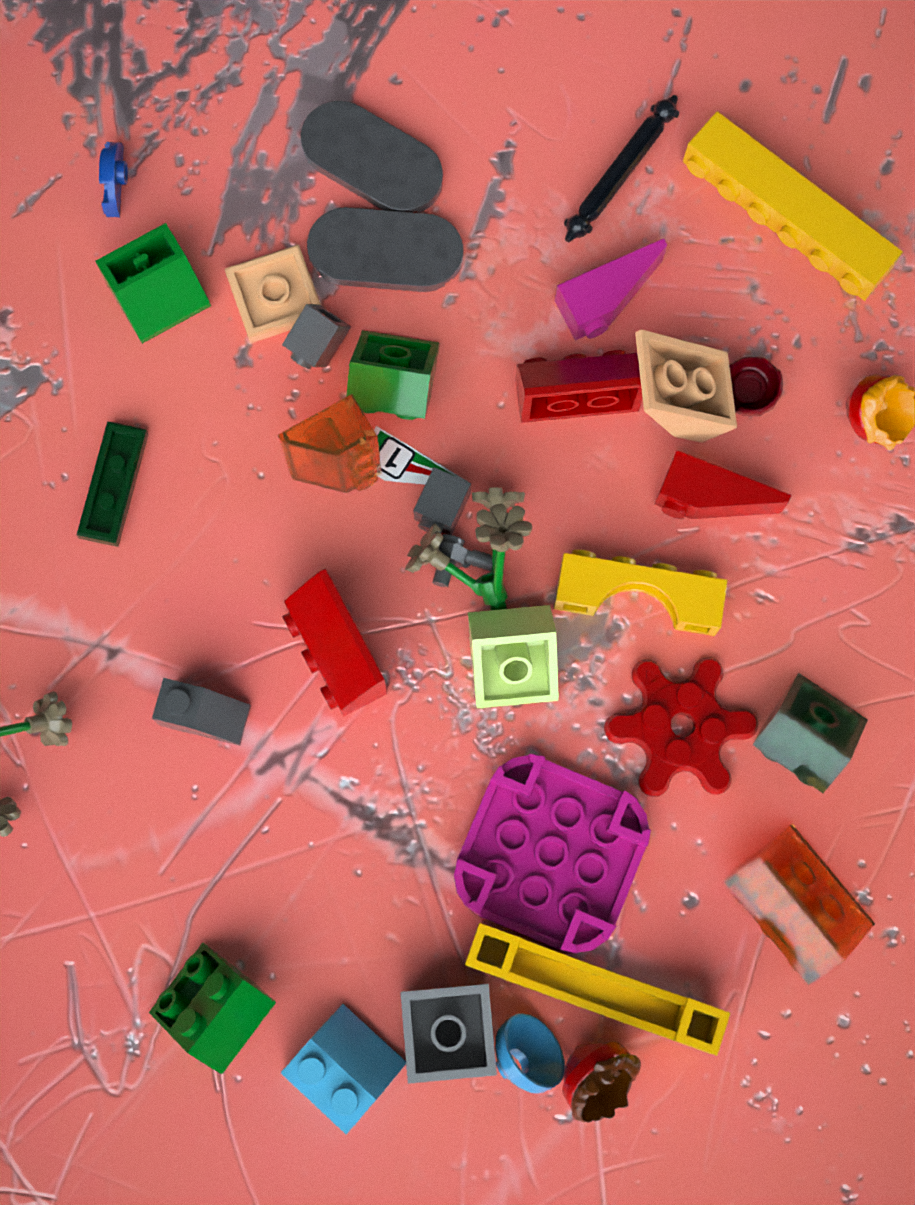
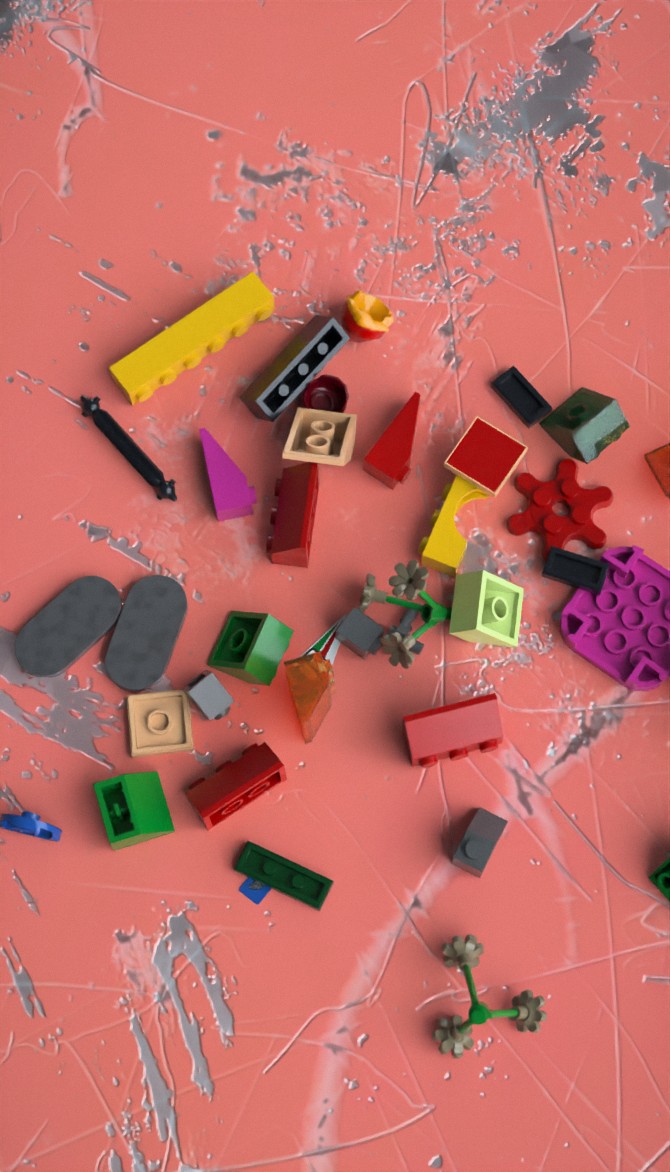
camera: 70 degrees left, 5 degrees down
(88, 454) = (254, 890): none -> blue sticker
(208, 394) = (236, 784): none -> red slope
(596, 760) = (575, 570): none -> black tile
(721, 604) = (485, 456): none -> red tile
(783, 337) = (294, 367): none -> brick
(829, 641) = (521, 397): none -> black tile

